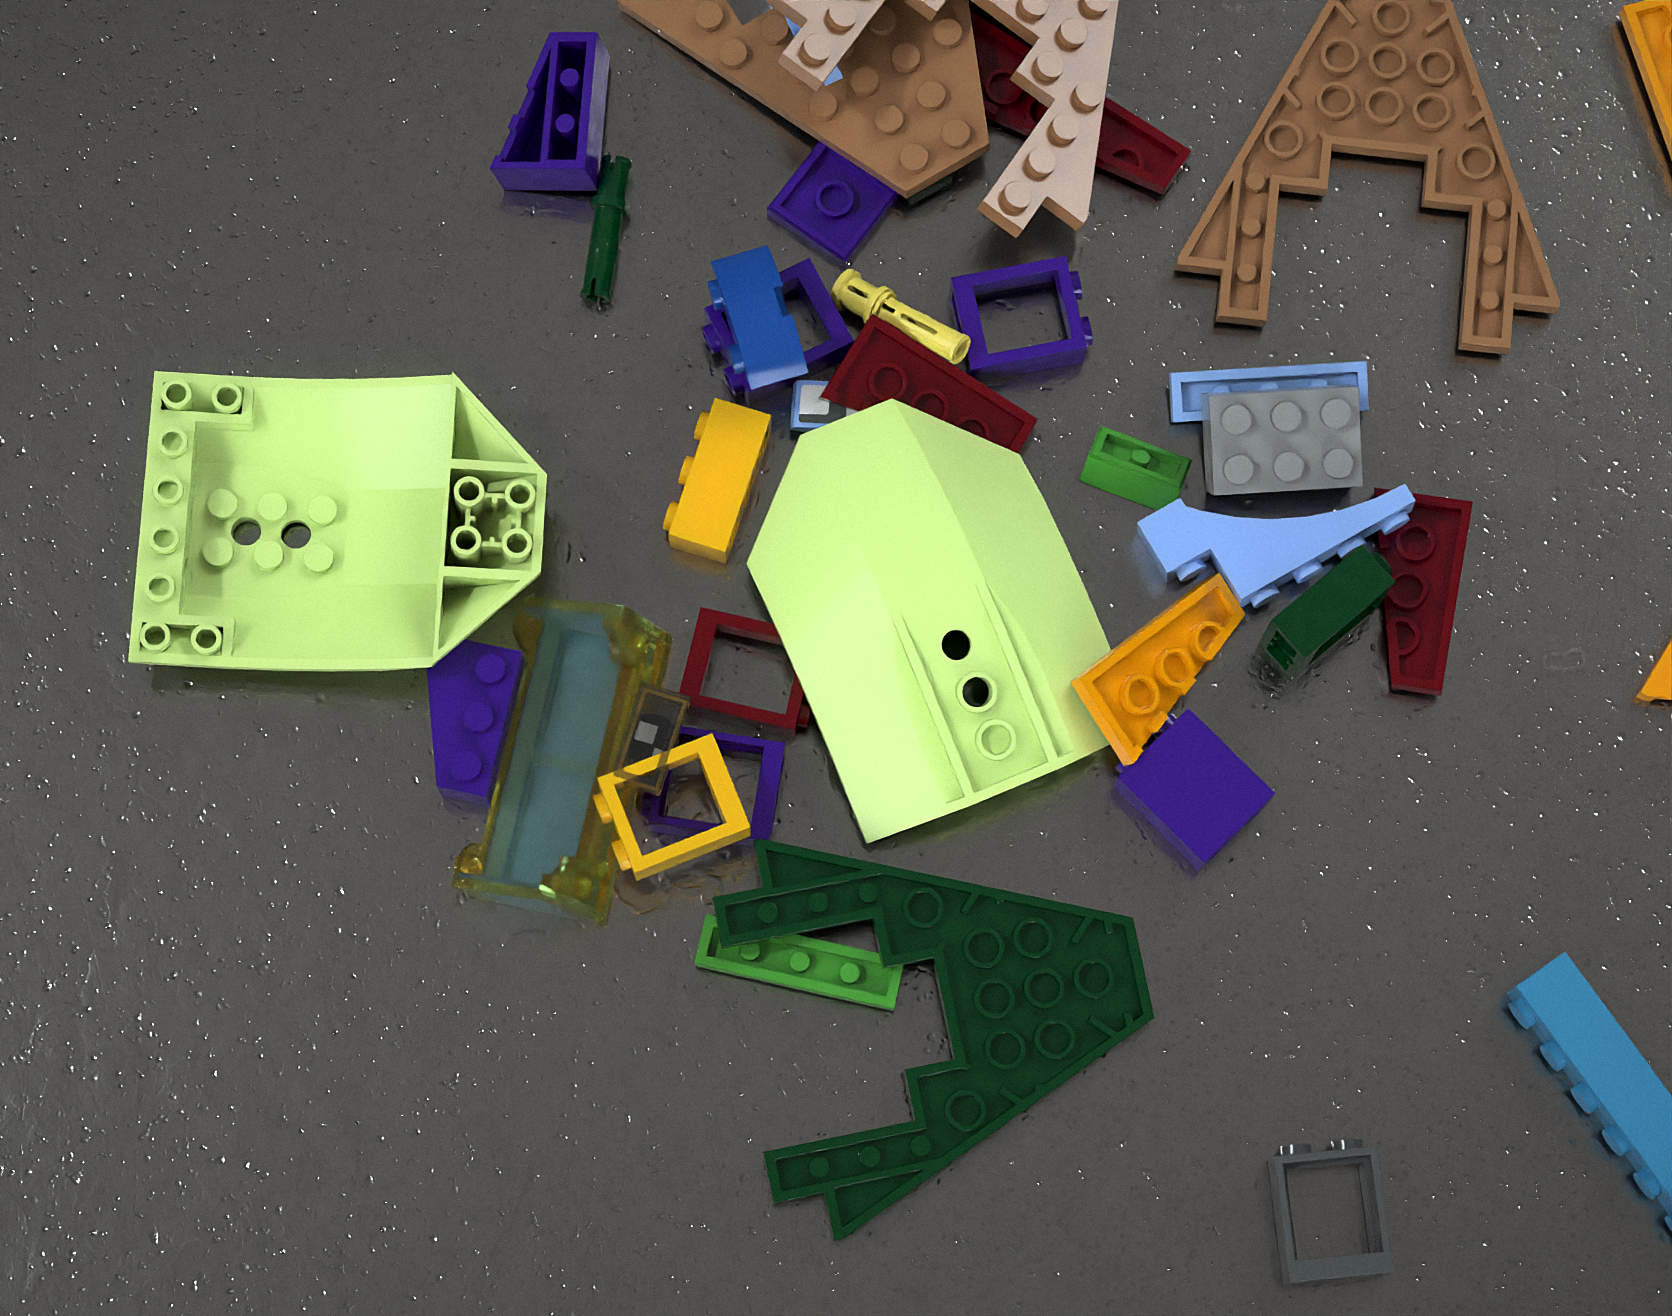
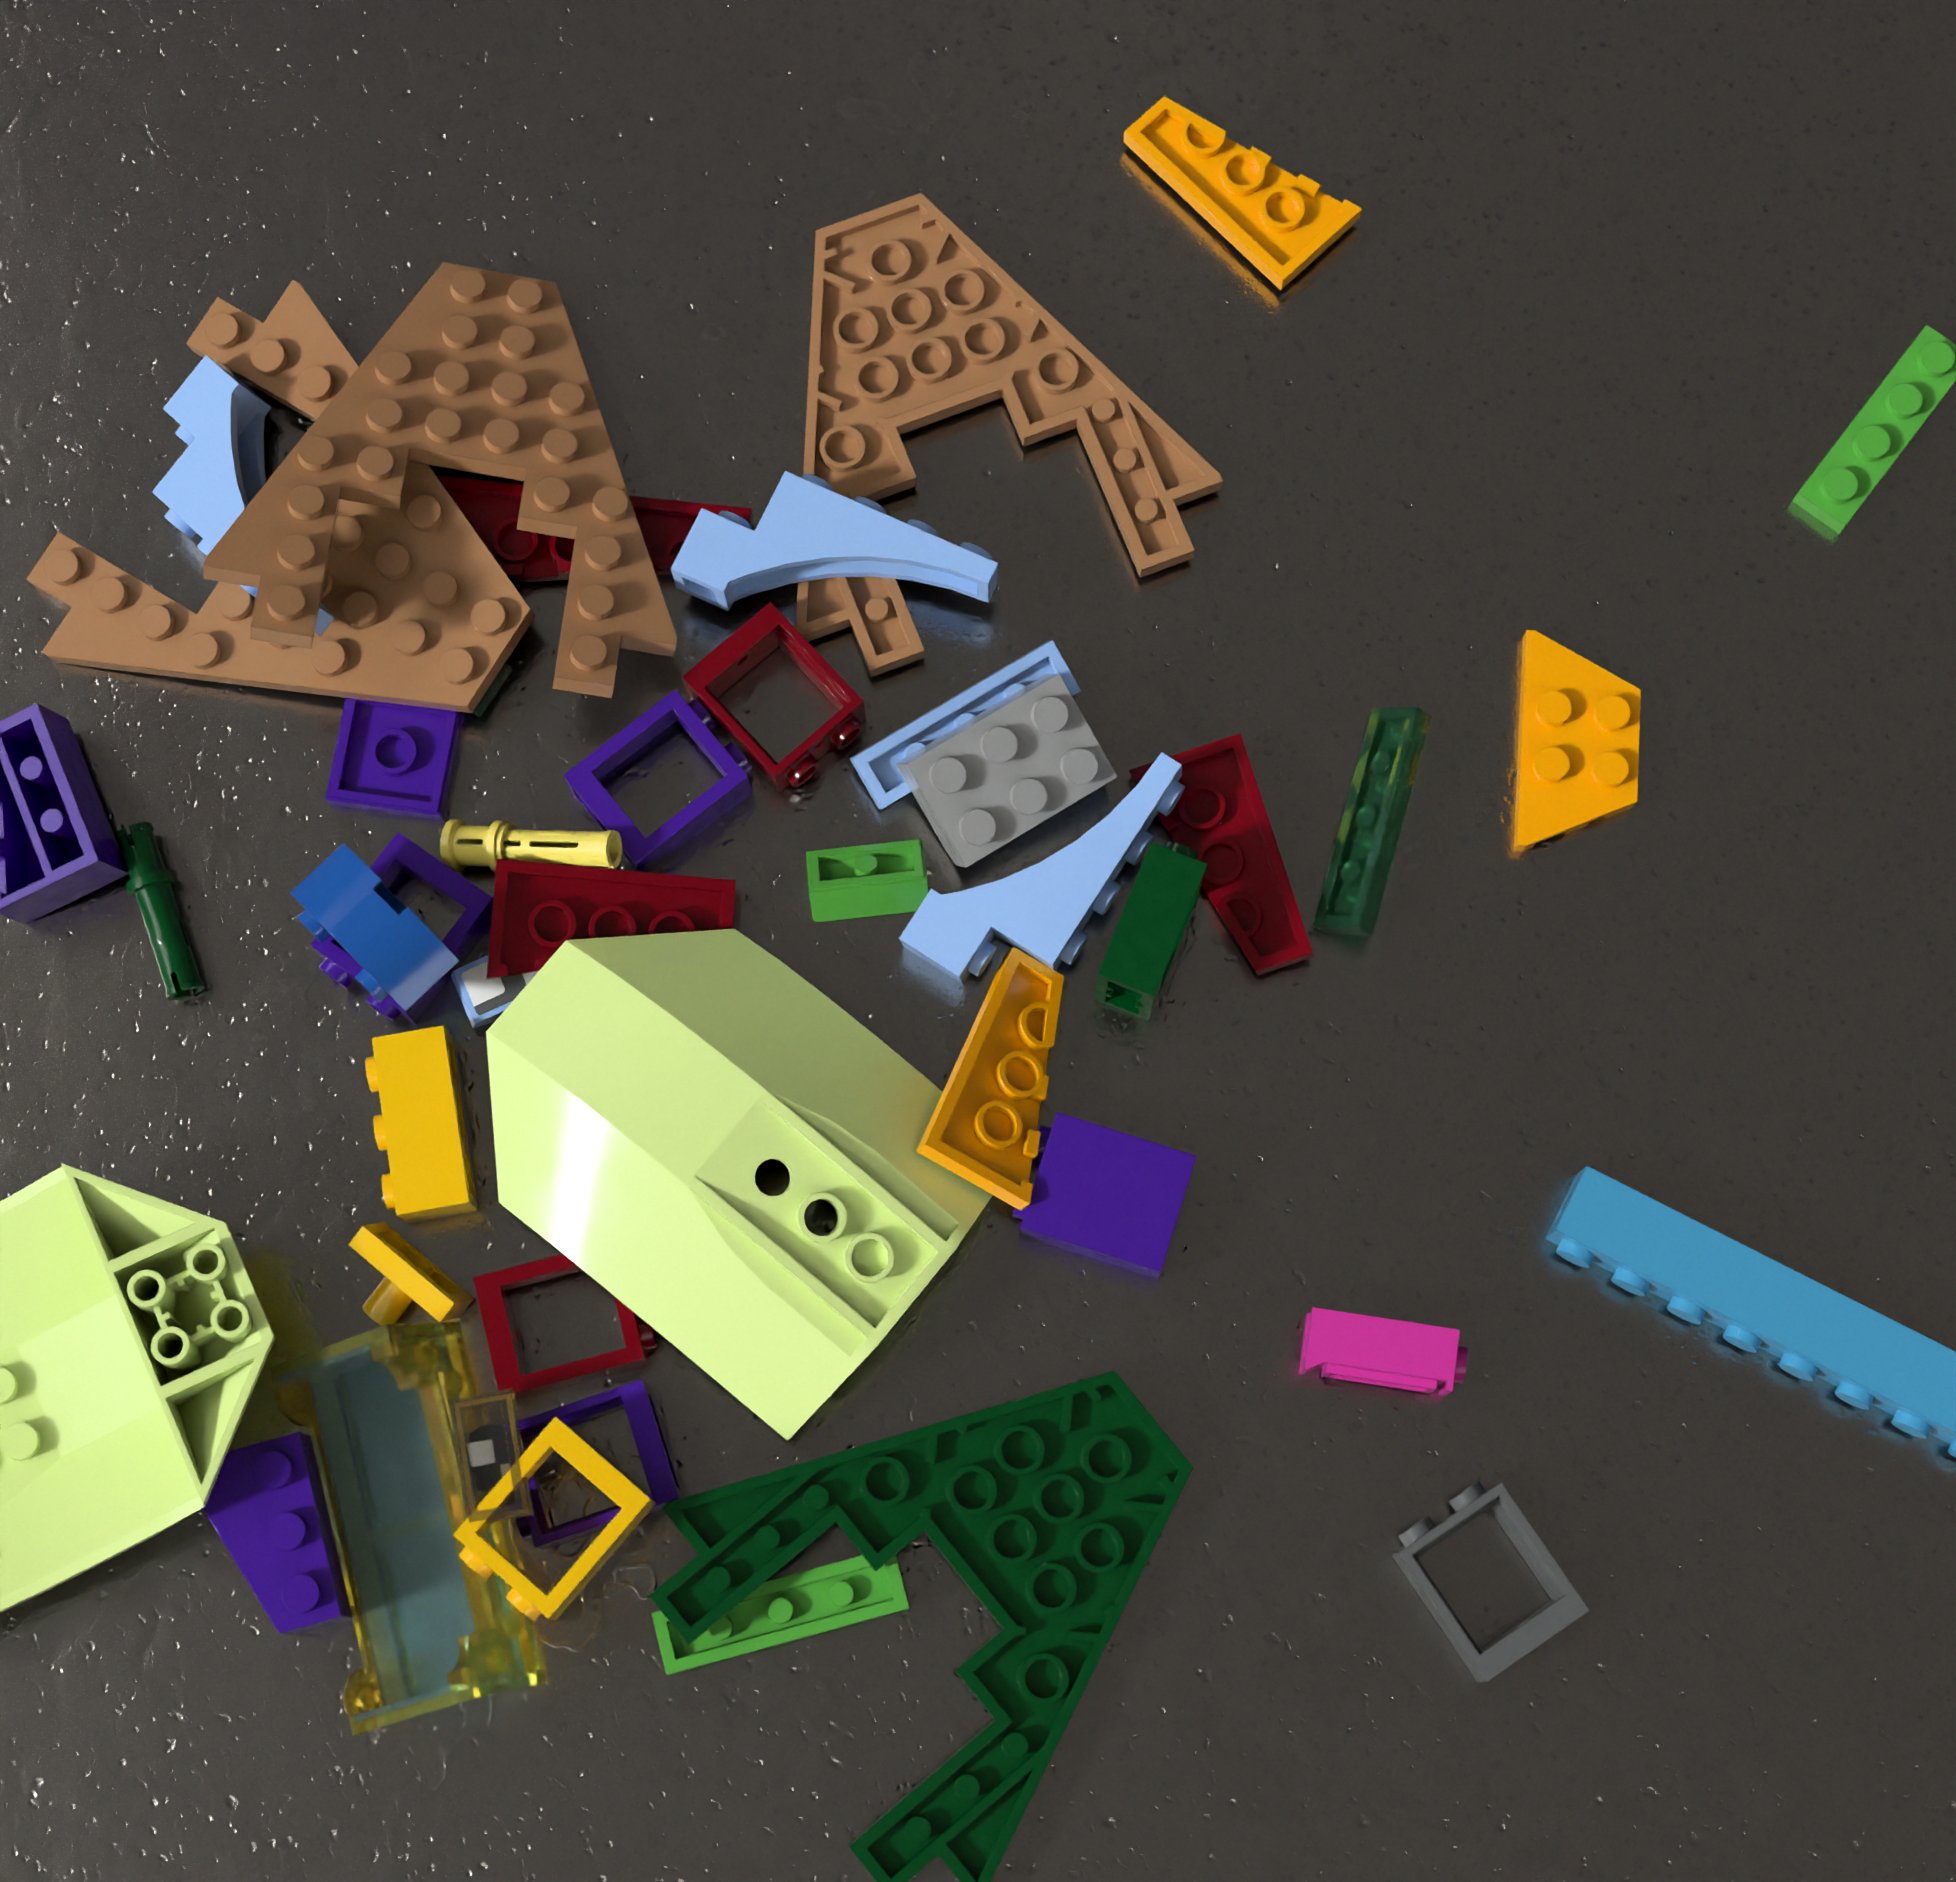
camera: 25 degrees left, 0 degrees up
(651, 584) = (406, 1278): none -> yellow tile
(1127, 255) = (741, 654): none -> dark red window
(1233, 196) = (817, 536): none -> light blue arch
(1339, 1008) = (1383, 1351): none -> dark pink window
(1538, 618) = (1372, 821): none -> clear green plate

